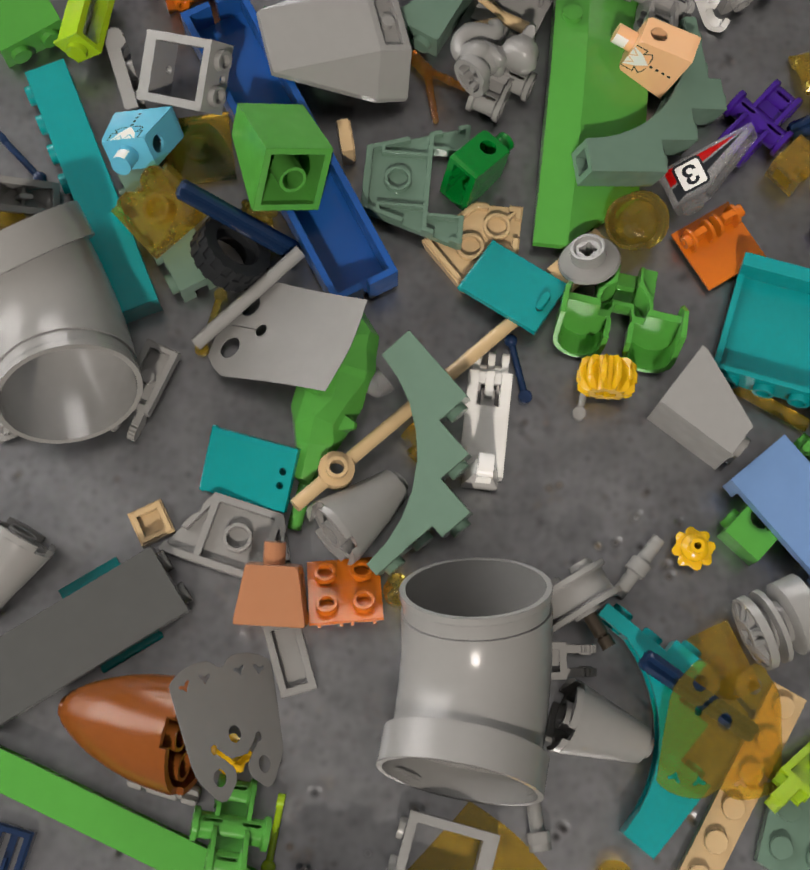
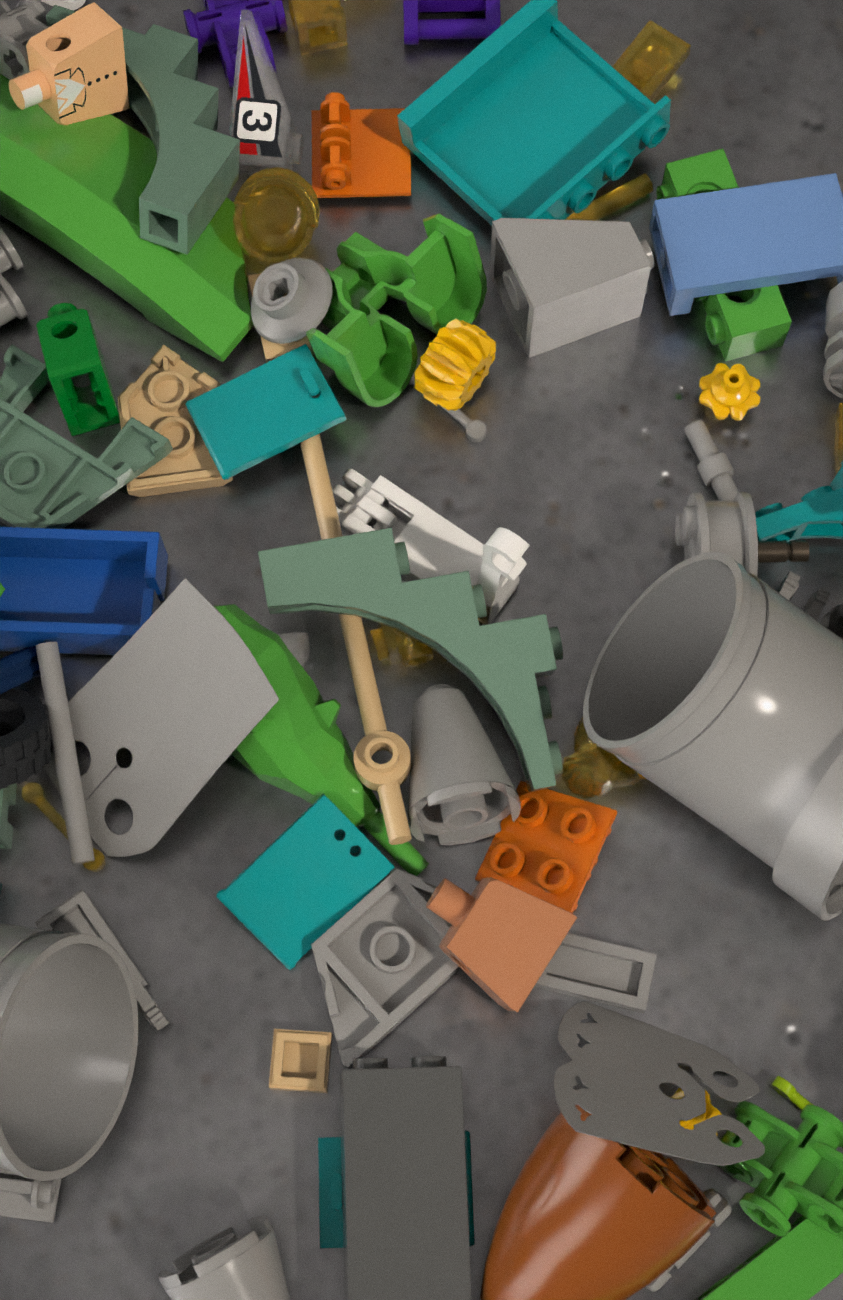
camera: 55 degrees left, 5 degrees down
(525, 395) = (413, 482): dark blue hinge -> none

